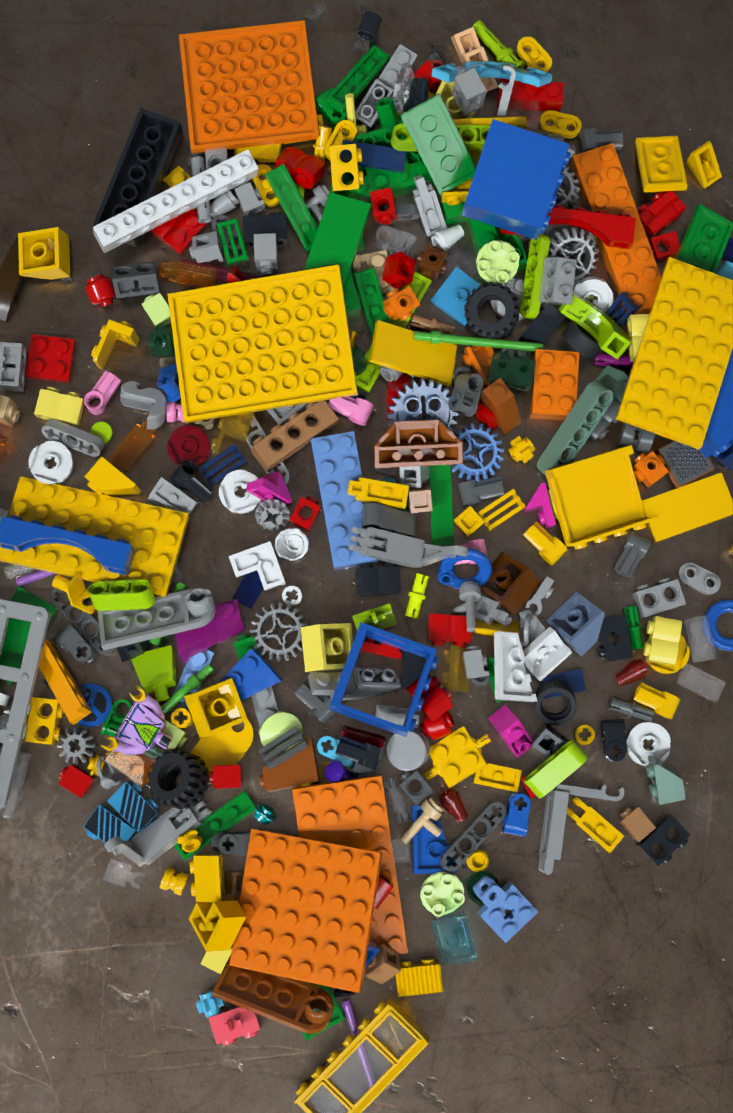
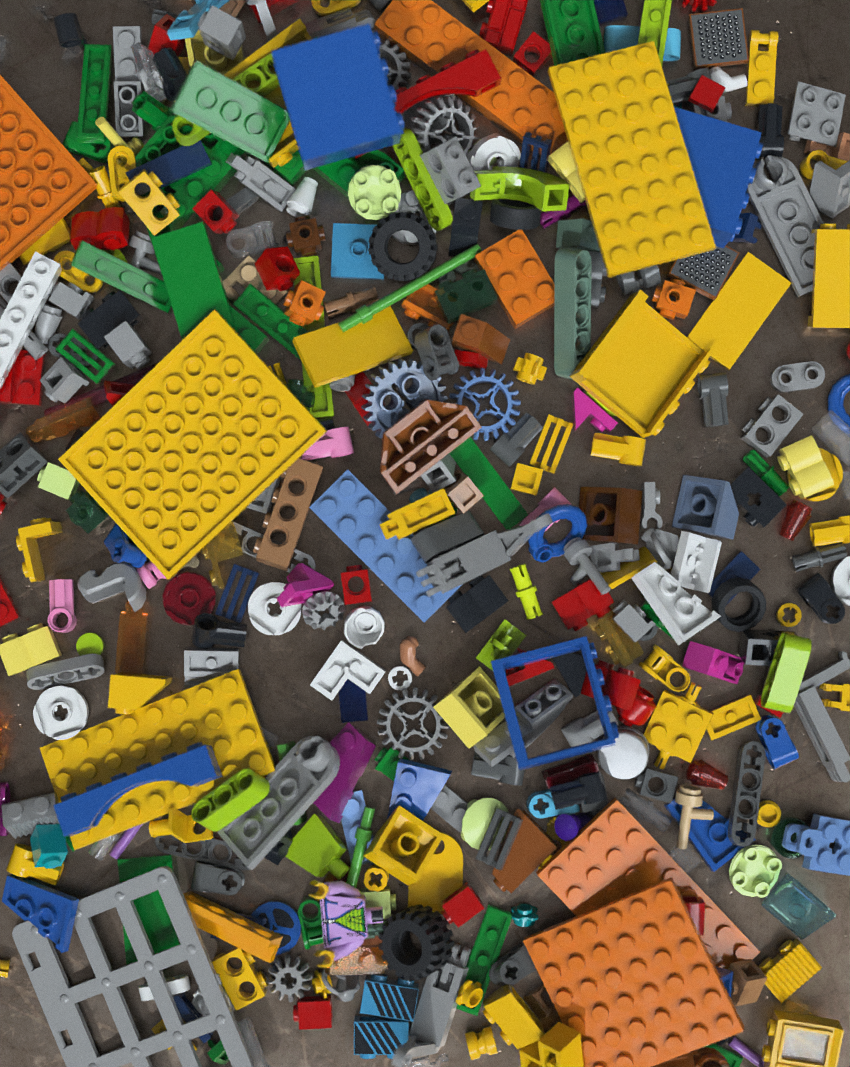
camera: 30 degrees left, 5 degrees up
(307, 584) = (408, 655): none -> nougat arm
(474, 711) = (664, 668): none -> yellow piece

